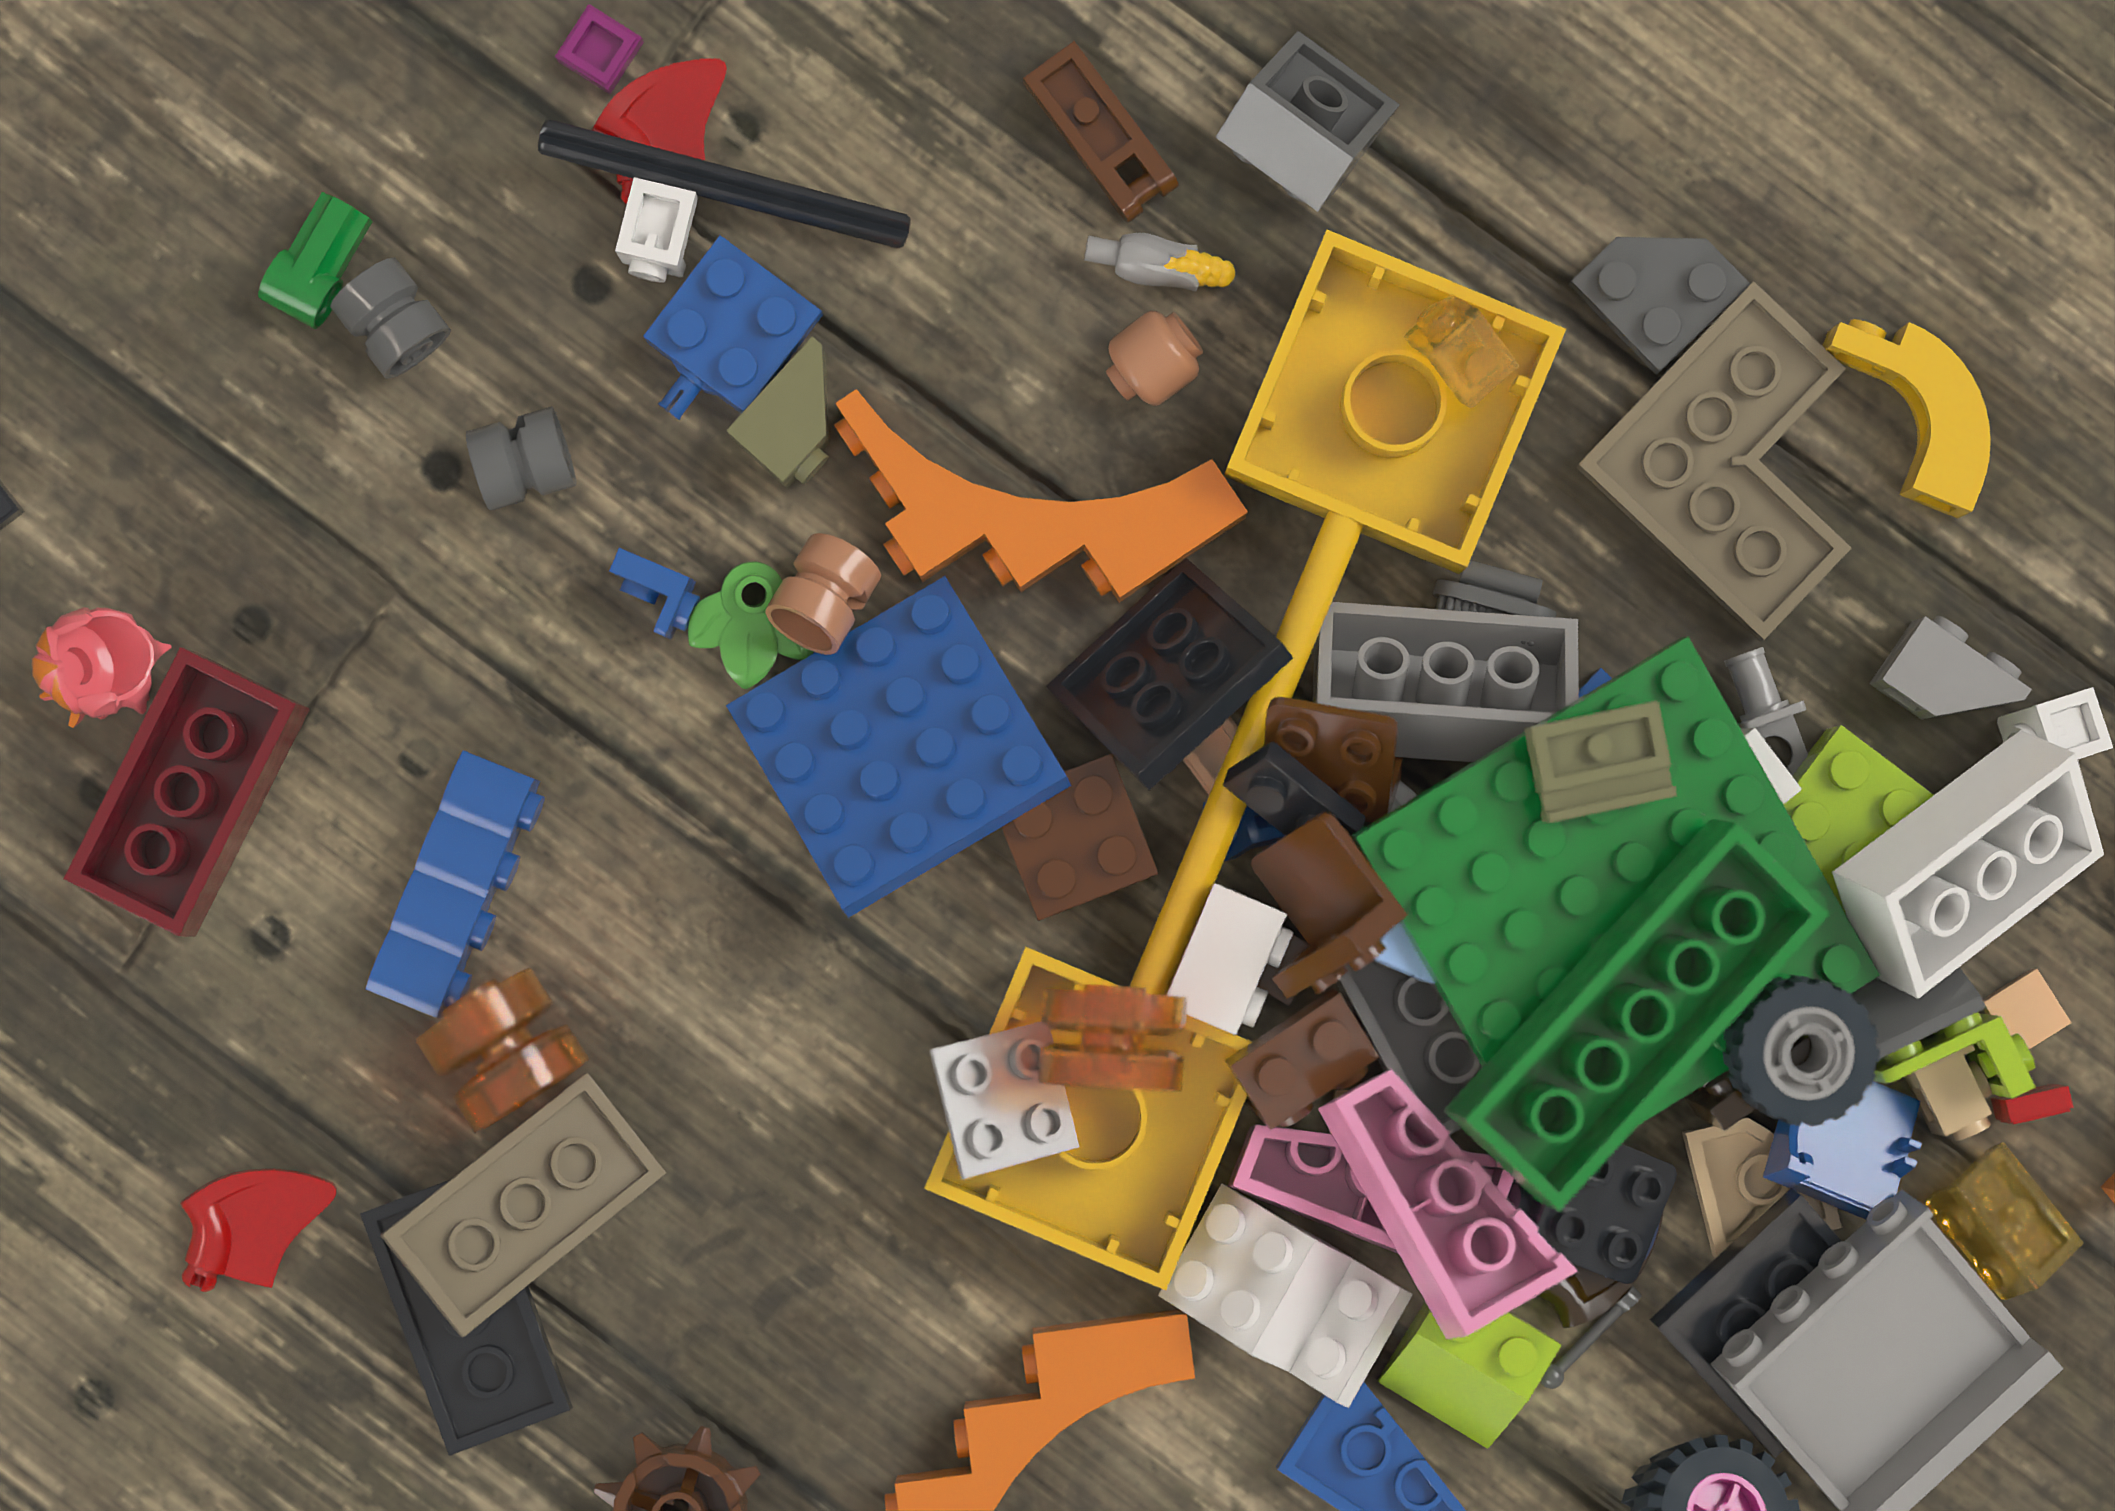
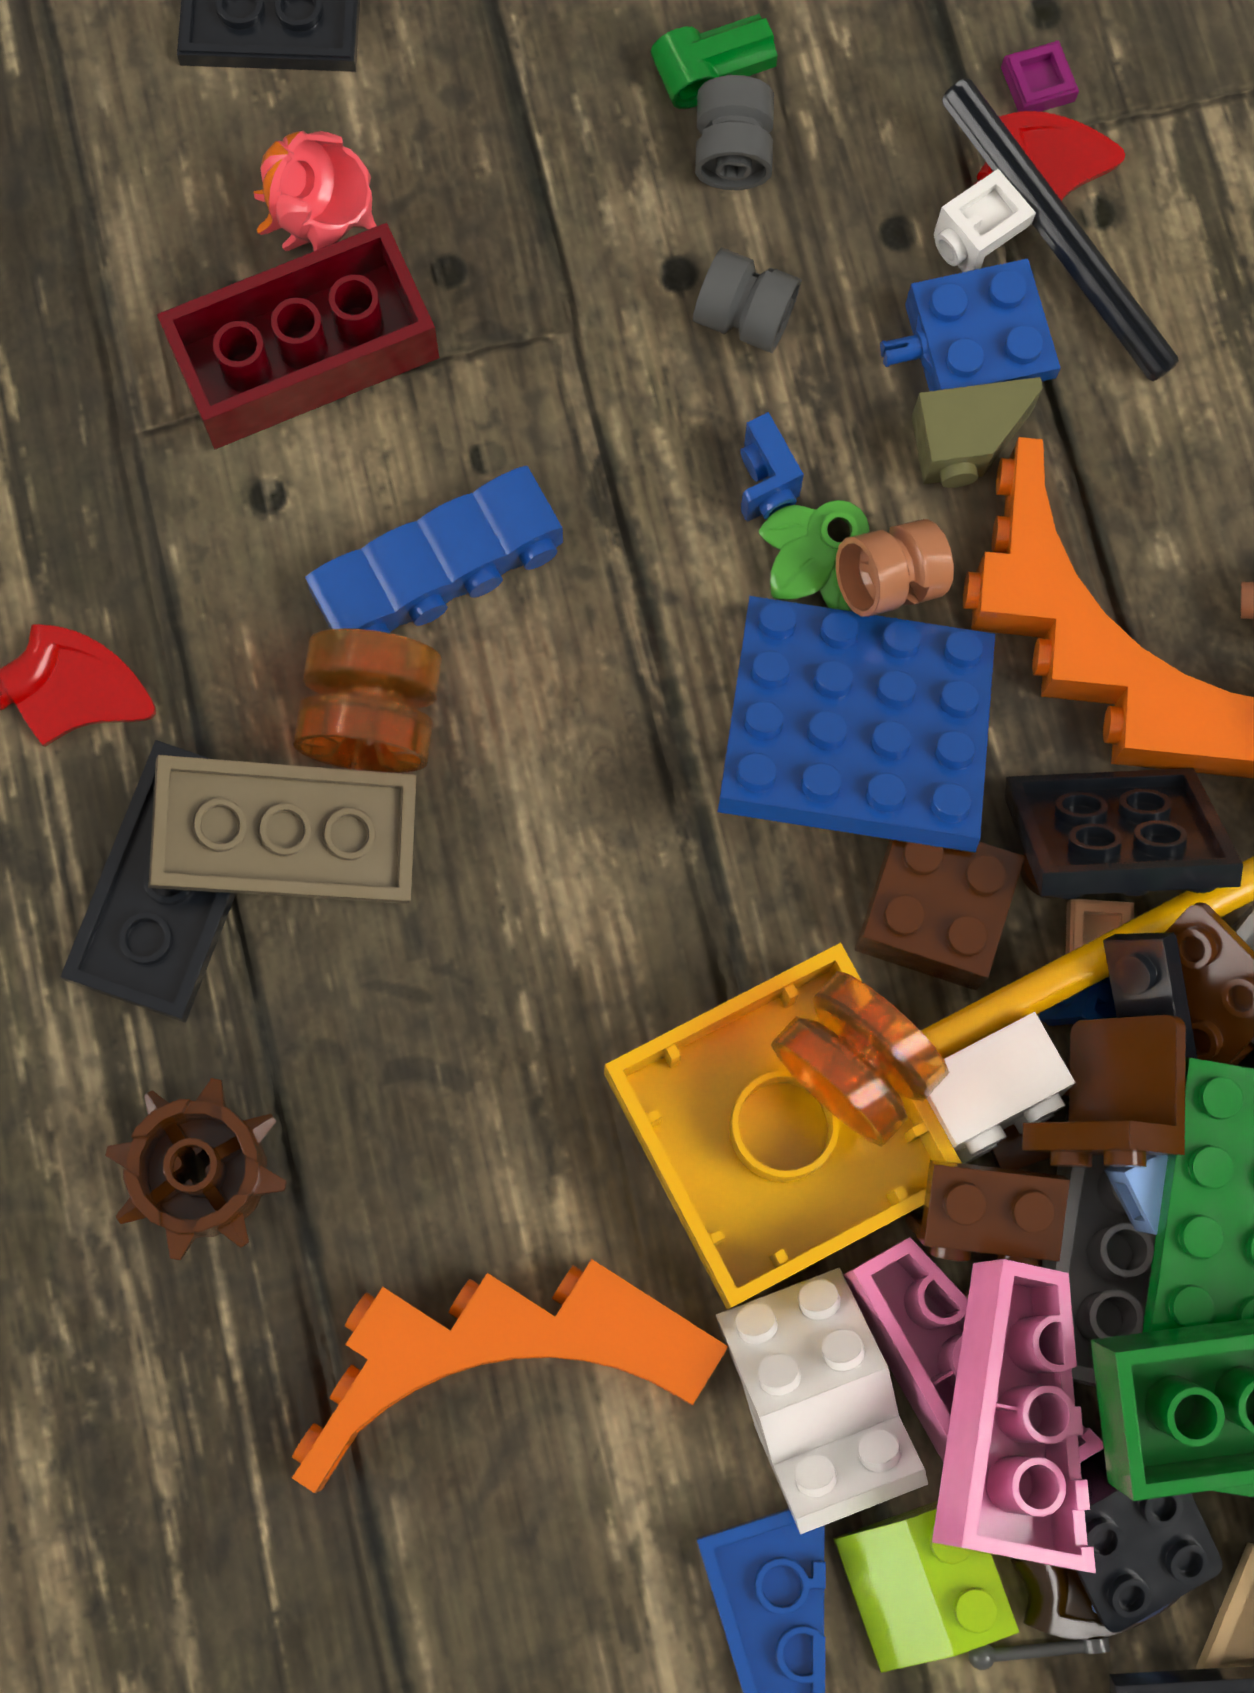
camera: 35 degrees right, 10 degrees down
(997, 1105) = (722, 1042): light grey hinge -> none

